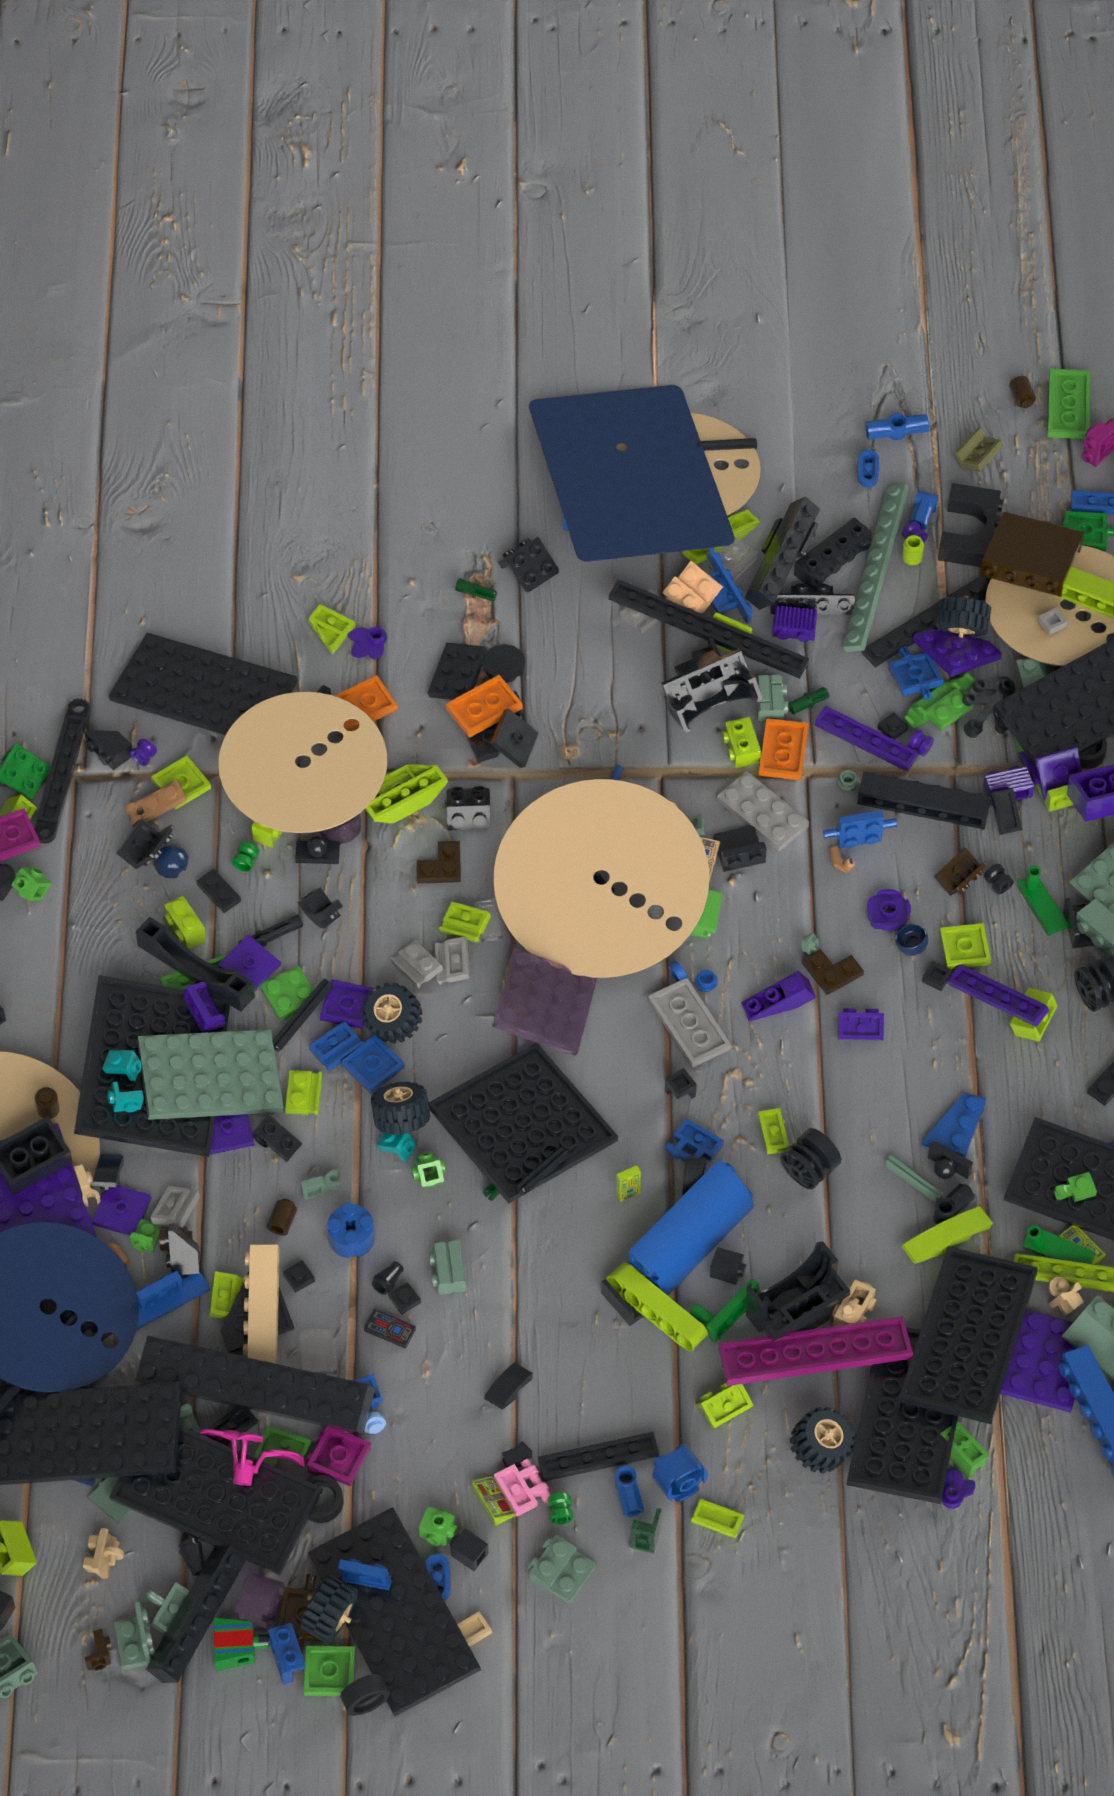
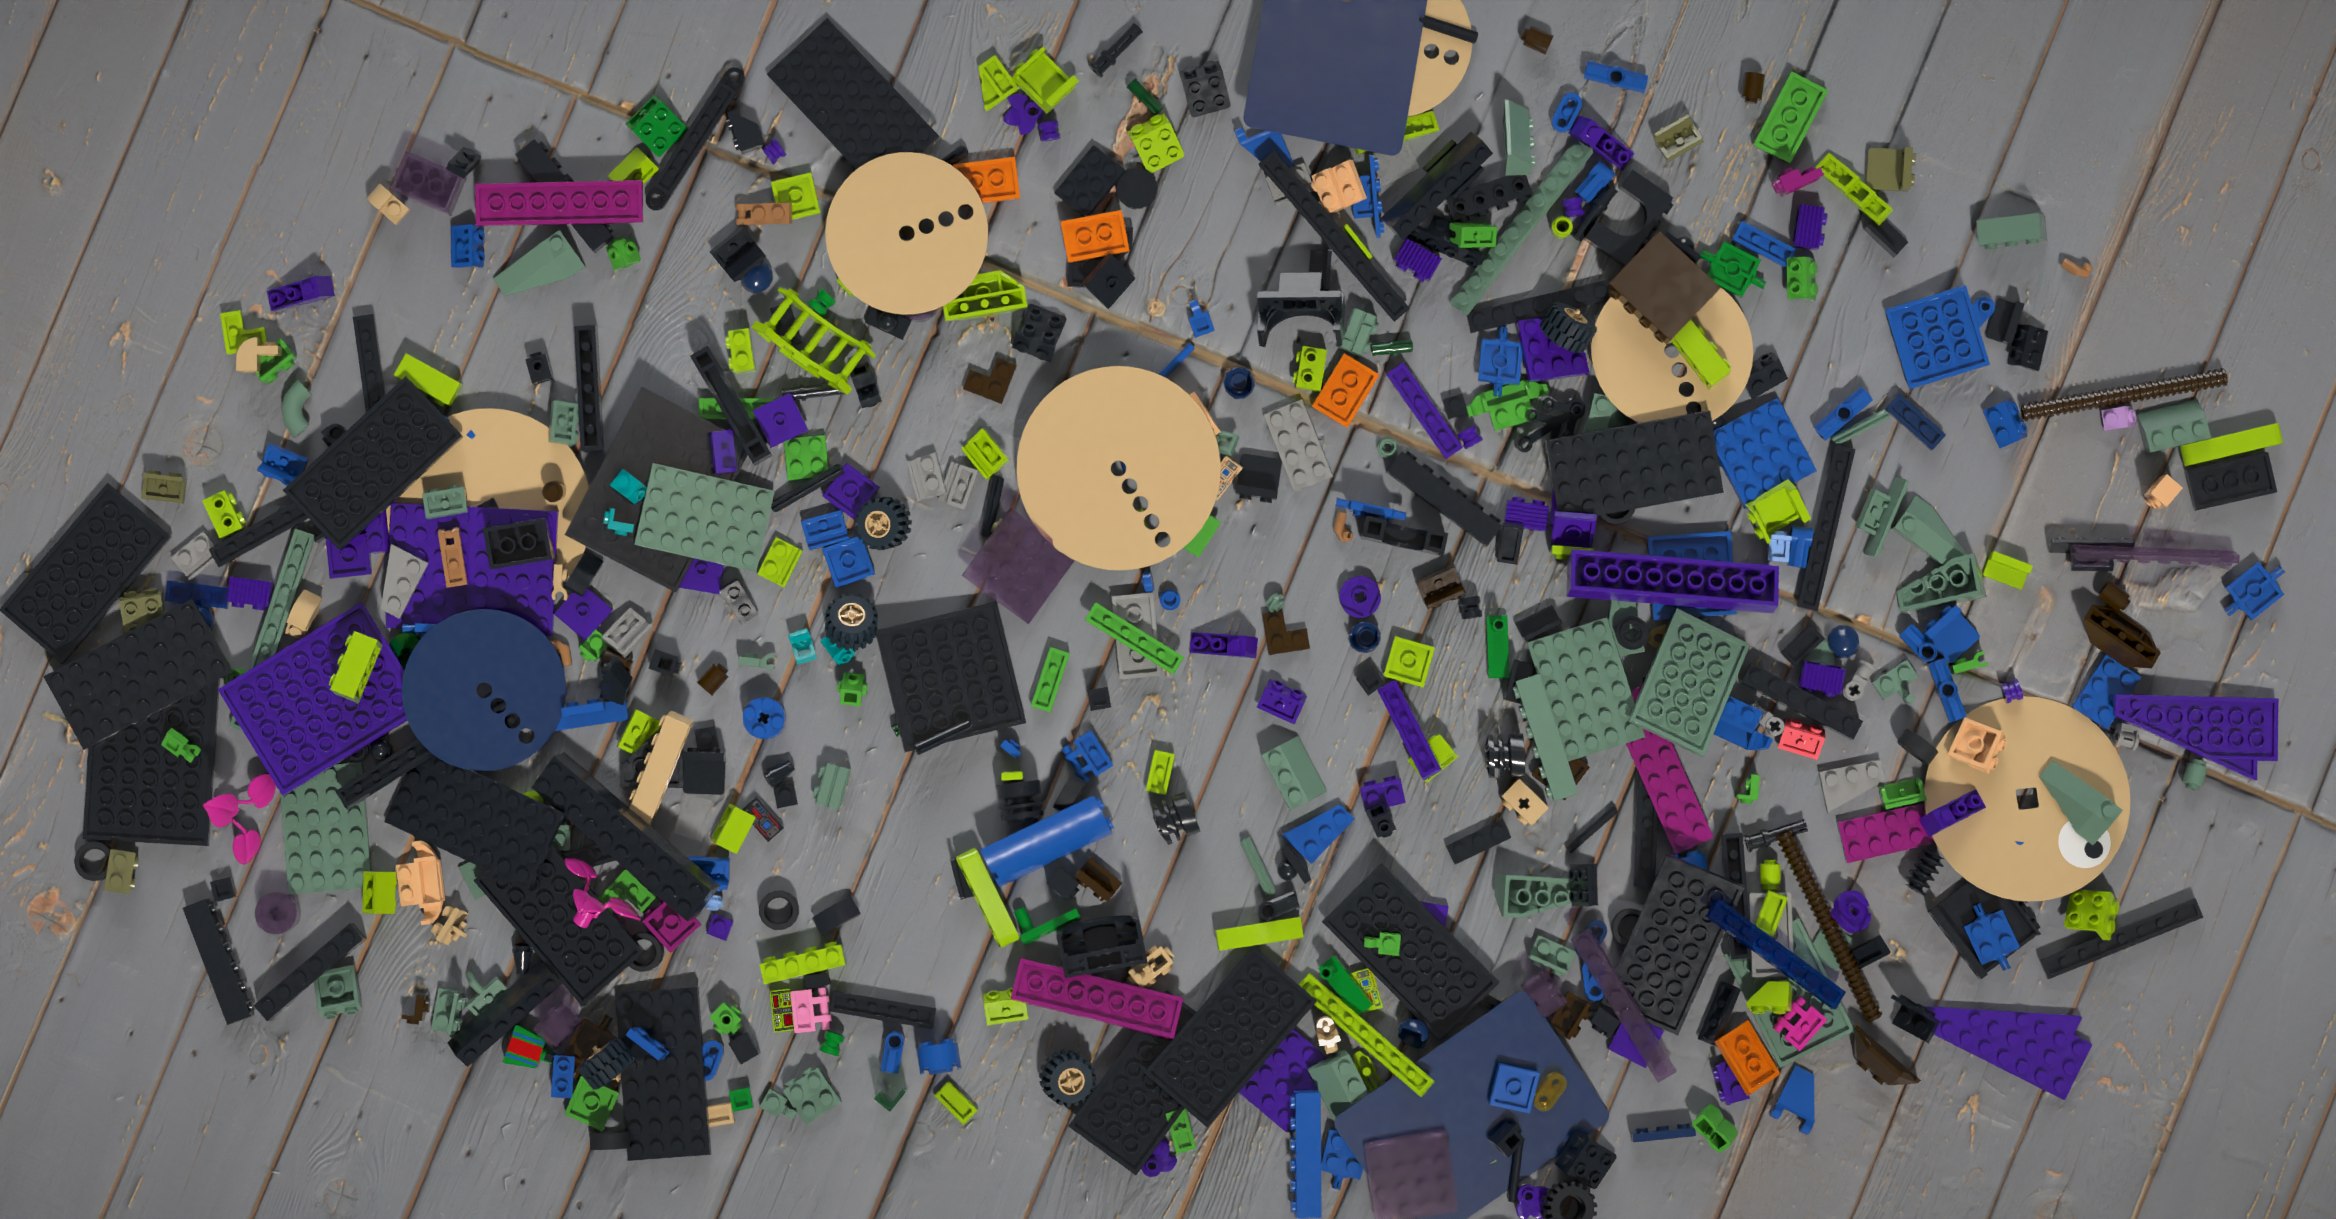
camera: 25 degrees right, 30 degrees up
(32, 1043) = (563, 423): none -> sand green bracket
(45, 1007) = (589, 388): none -> black brick
(54, 1523) = (422, 882): none -> light nougat plate
(226, 1220) = (658, 659): none -> black brick
(248, 907) = (803, 357): none -> lime fence
(309, 1302) = (704, 771): none -> black bracket
(359, 1153) = (802, 646): none -> teal bracket
(363, 1344) = (732, 828): none -> lime panel
(374, 607) = (1043, 80): none -> lime panel
(391, 1447) = (720, 927): none -> dark purple plate
(399, 645) = (1049, 131): none -> dark purple wheel
(423, 577) = (1134, 31): none -> black pin
(446, 1387) = (794, 910): none -> black tyre
(487, 1447) = (802, 964): none -> lime brick
(488, 1602) = (741, 1099): none -> green plate
(492, 966) = (992, 506): none -> black axle
(505, 619) = (1156, 143): none -> lime bracket
(528, 1594) = (776, 1104): none -> sand green plate
(601, 587) = (1263, 144): none -> blue flag
(613, 1164) = (1012, 748): none -> blue plate
(617, 743) = (1200, 322): none -> blue plate
(623, 1091) = (1050, 679): none -> bright green plate
(645, 1200) = (1020, 800): none -> black wheel
(680, 776) = (1239, 382): none -> dark blue hair
(689, 1019) = (1134, 638): none -> bright green plate
(761, 1248) = (1098, 879): none -> dark brown bracket
(811, 423) = (1536, 39): none -> dark brown brick
(834, 495) = (1517, 139): none -> sand green slope
(836, 579) = (1474, 234): none -> bright green hinge
(899, 470) = (1601, 142): none -> dark purple slope
(903, 1084) = (1293, 773): none -> sand green slope
(928, 838) = (1419, 540): none -> black arch
(936, 526) = (1599, 205): none -> black pin
(1000, 1067) = (1388, 792): none -> dark purple bracket
(1013, 1087) = (1382, 823): none -> black brick
(1052, 621) = (1644, 369): light grey plate -> none
(1068, 869) = (1538, 623): none -> black panel

